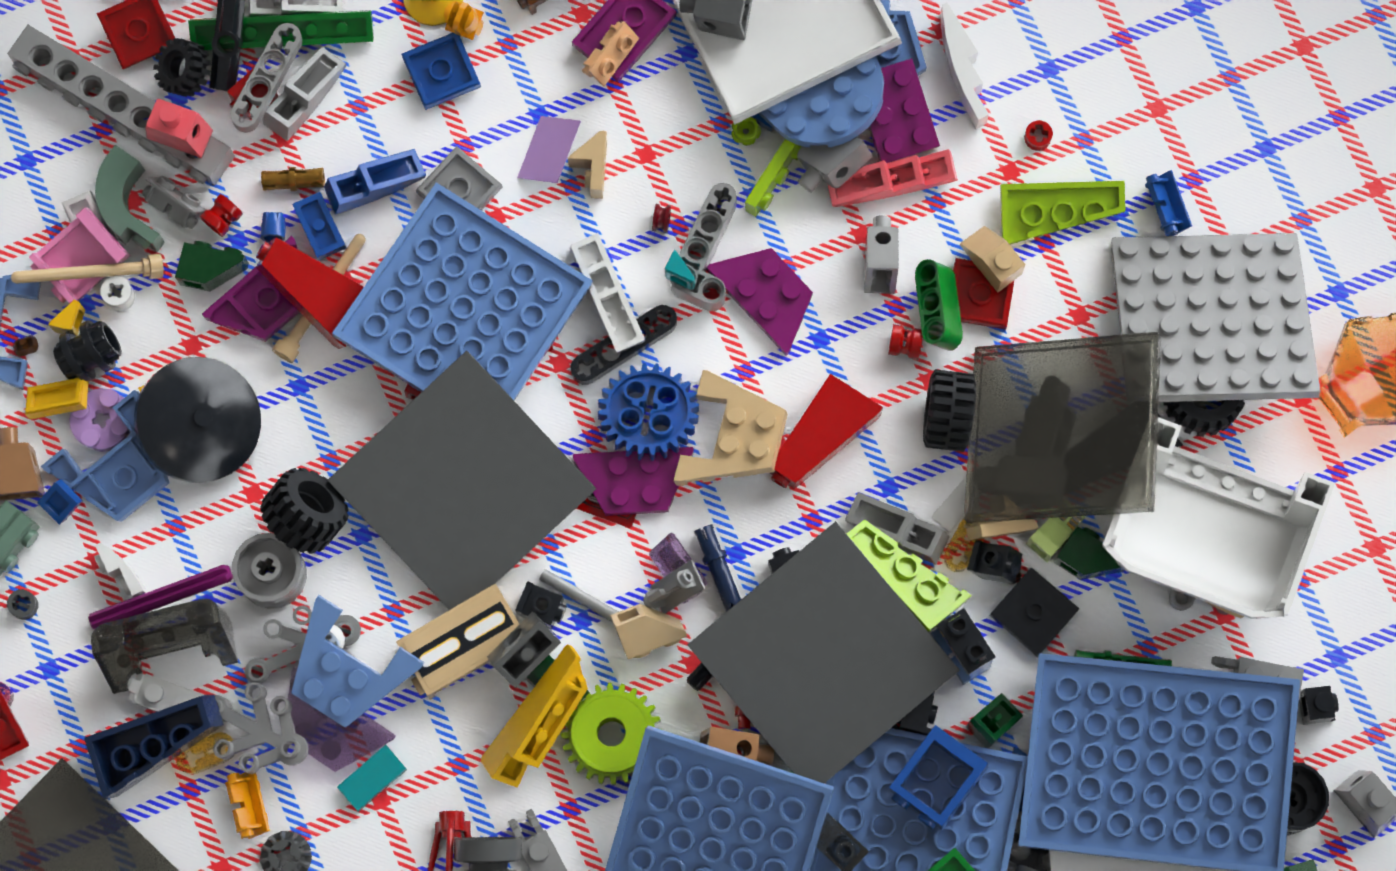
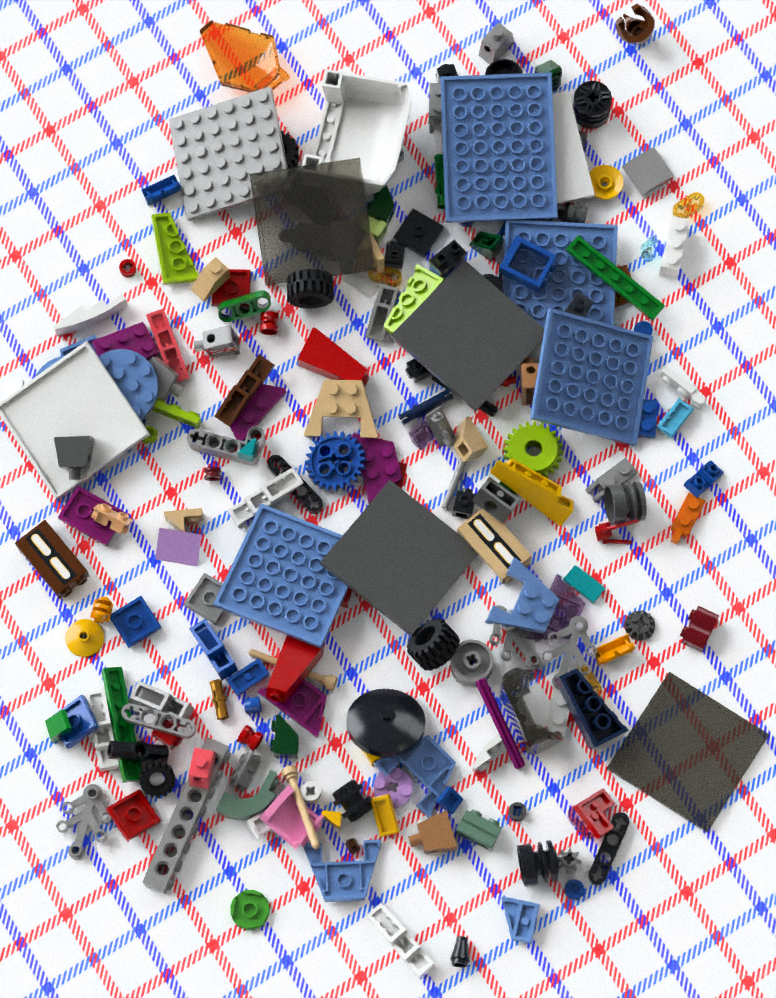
camera: 100 degrees left, 5 degrees down
(789, 283) = (244, 391): none -> reddish brown slope

